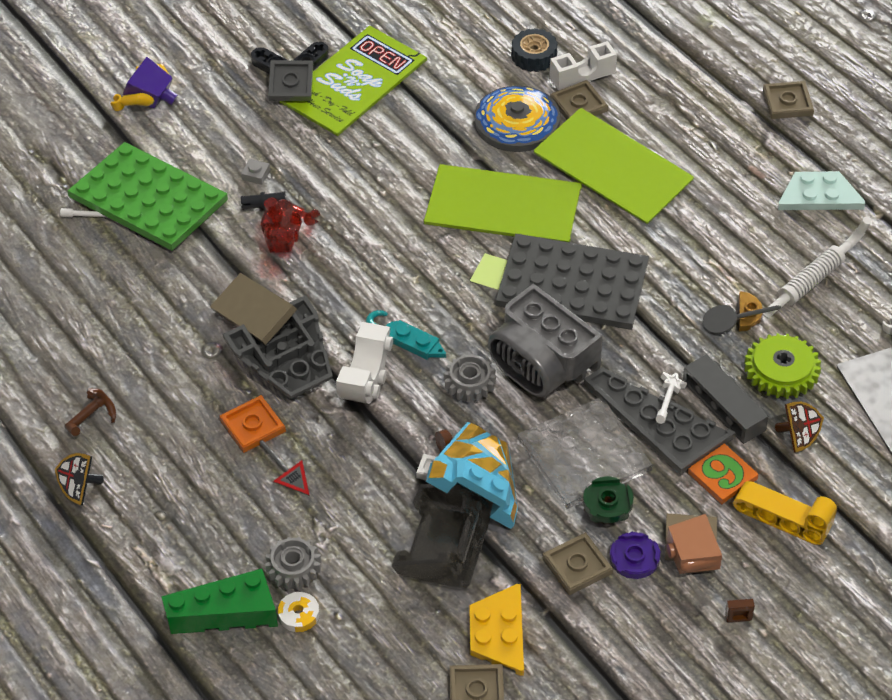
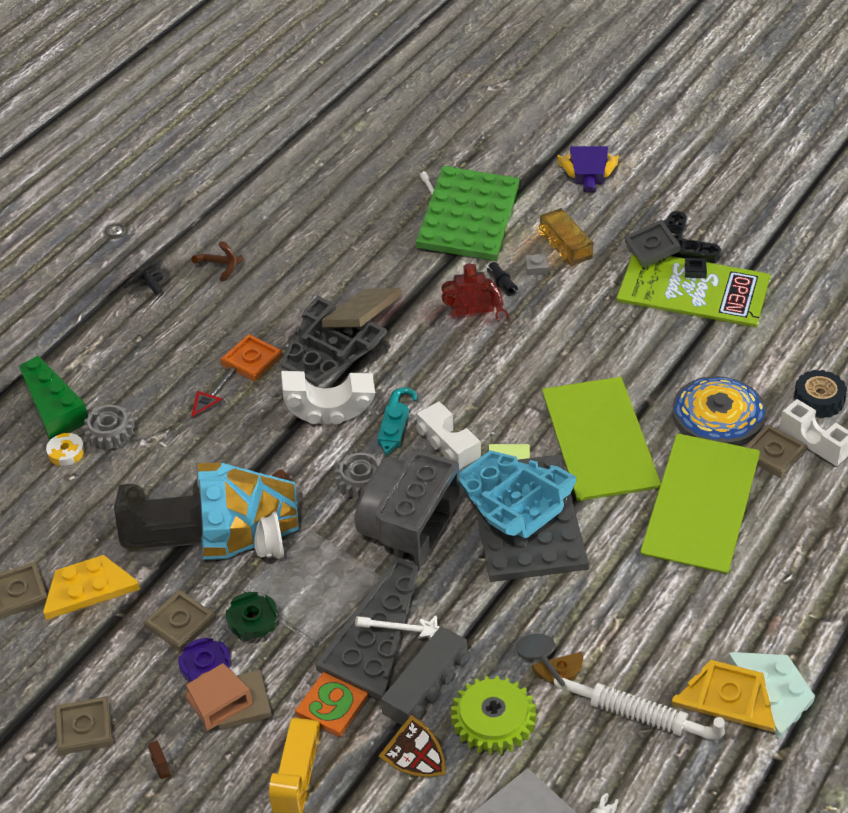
camera: 70 degrees right, 5 degrees down
(236, 136) = (566, 237): none -> clear yellow brick
(334, 67) = (695, 268): none -> black tile
(436, 307) = (436, 426): none -> white arch
(528, 457) = (268, 537): none -> white hat
(564, 265) = (515, 494): none -> medium azure wedge
(671, 666) = (83, 725): none -> dark tan tile
(821, 217) = (729, 693): none -> yellow wing

